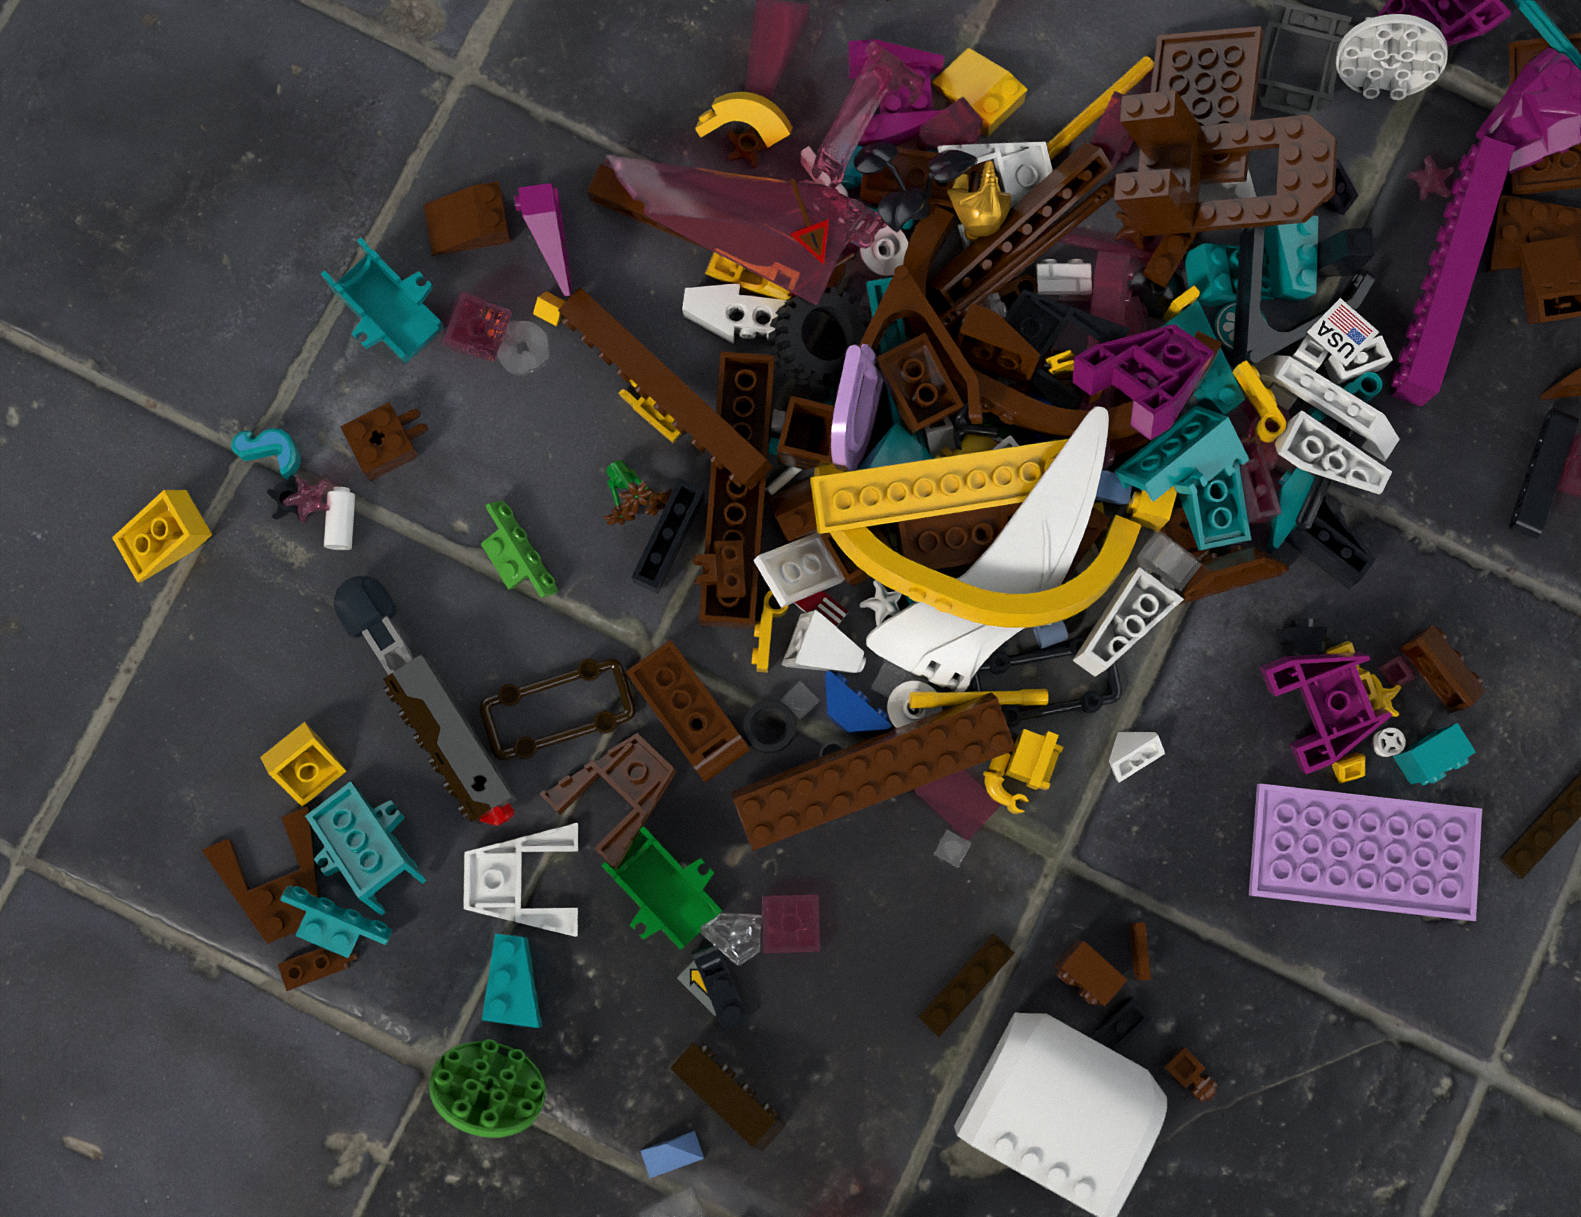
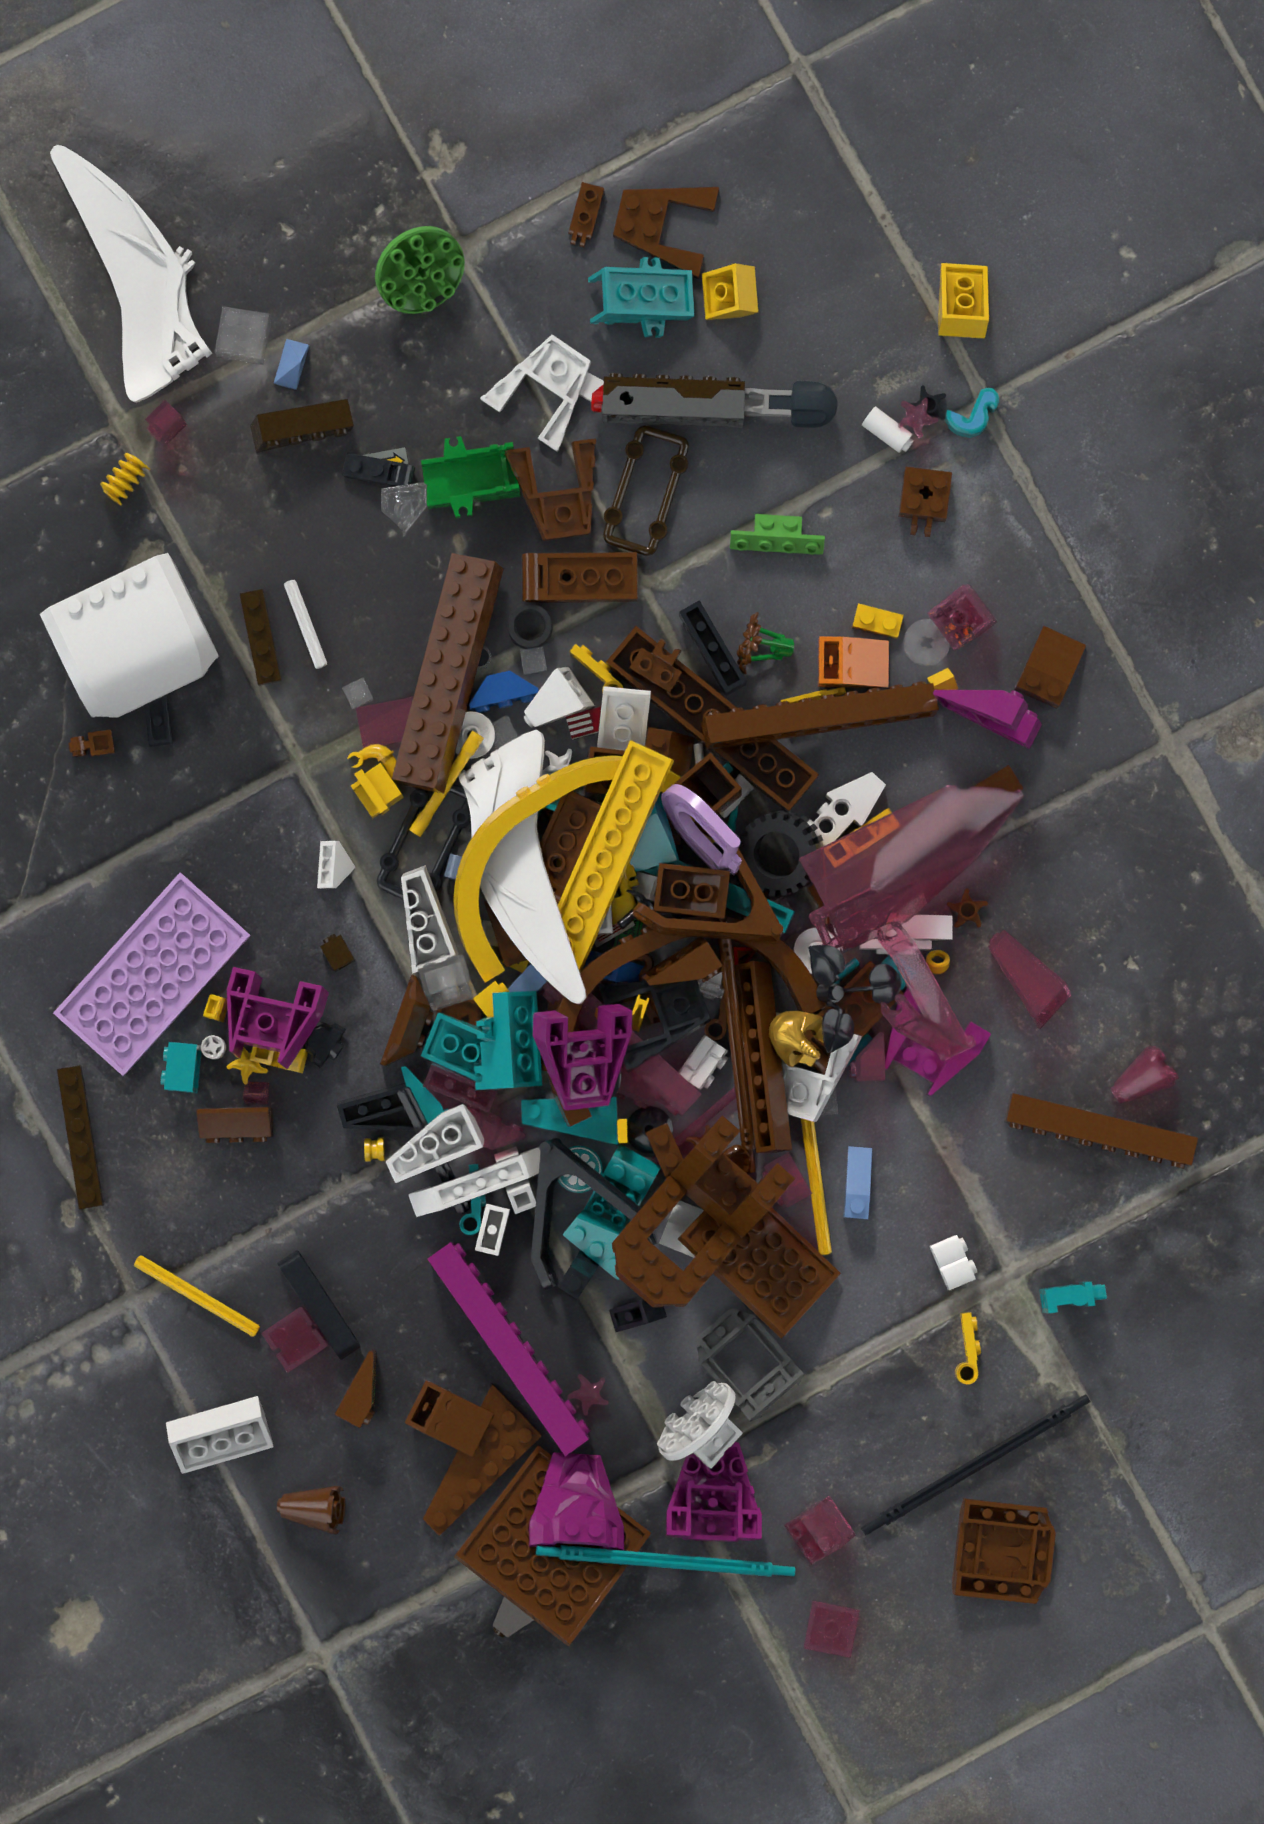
camera: 130 degrees right, 5 degrees up
(332, 925) = (604, 240): teal bracket -> none
(387, 305) = (1024, 565): teal piece -> none
(490, 834) = (590, 385): none -> white tile
(511, 985) = (478, 332): teal wedge -> none
(533, 406) = (877, 621): none -> yellow plate
(591, 400) = (853, 662): none -> orange slope
(748, 108) = (989, 924): yellow arch -> none
(789, 161) = (927, 927): none -> brick
(791, 924) = (385, 547): clear pink plate -> none
(807, 133) = (938, 968): none -> yellow piece
(814, 236) = (842, 878): piece -> none
(921, 949) = (305, 624): none -> white axle
(986, 87) = (891, 1109): yellow slope -> none
(1069, 72) = (857, 1183): none -> medium blue slope
(1089, 973) = (208, 721): reddish brown brick -> none
(1140, 951) = (198, 769): reddish brown tile -> none
(1213, 688) = (337, 952): none -> dark brown brick
(1262, 400) = (511, 1133): yellow plate -> none
(1343, 332) = (519, 1229): sticker -> none
(1366, 522) = (374, 1149): none -> yellow wheel

